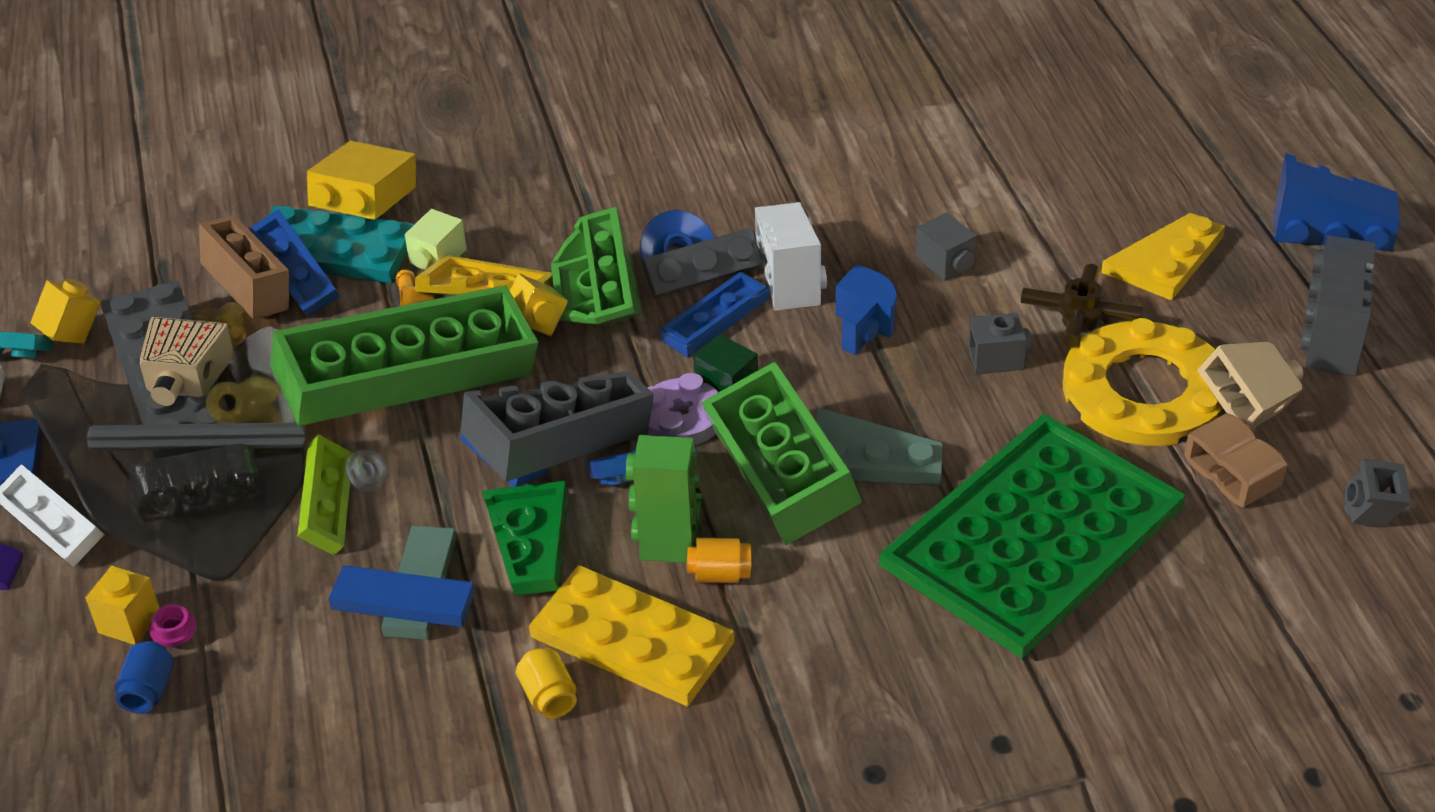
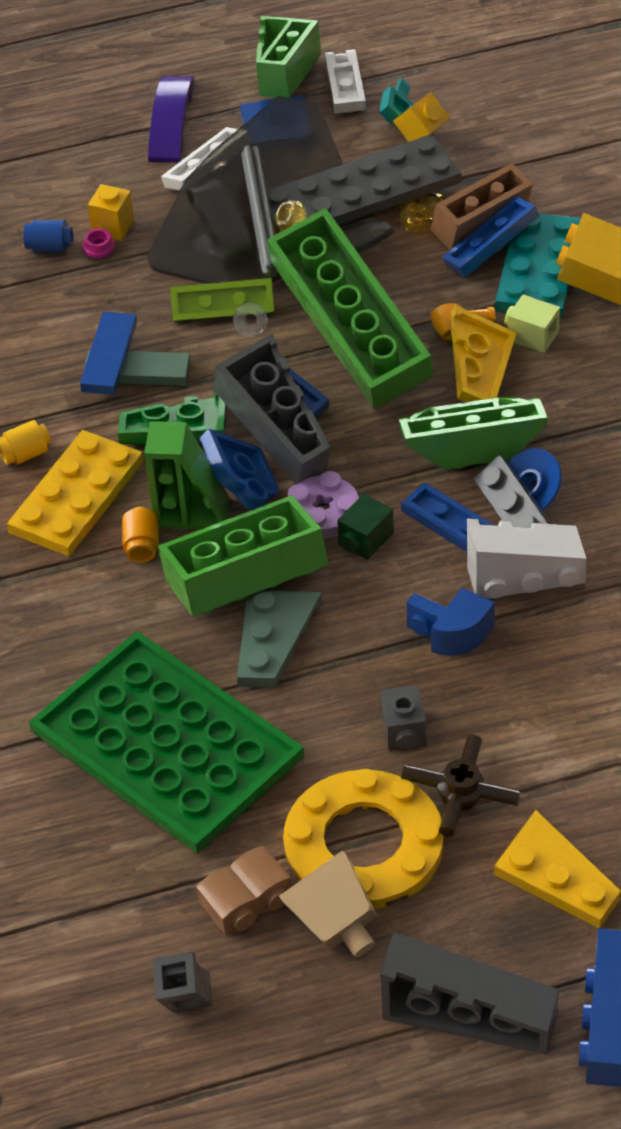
camera: 90 degrees right, 5 degrees up
(183, 357) = (336, 181): tan torso -> none
(538, 303) = (434, 388): yellow brick -> none
(945, 246) = (546, 682): dark grey brick -> none

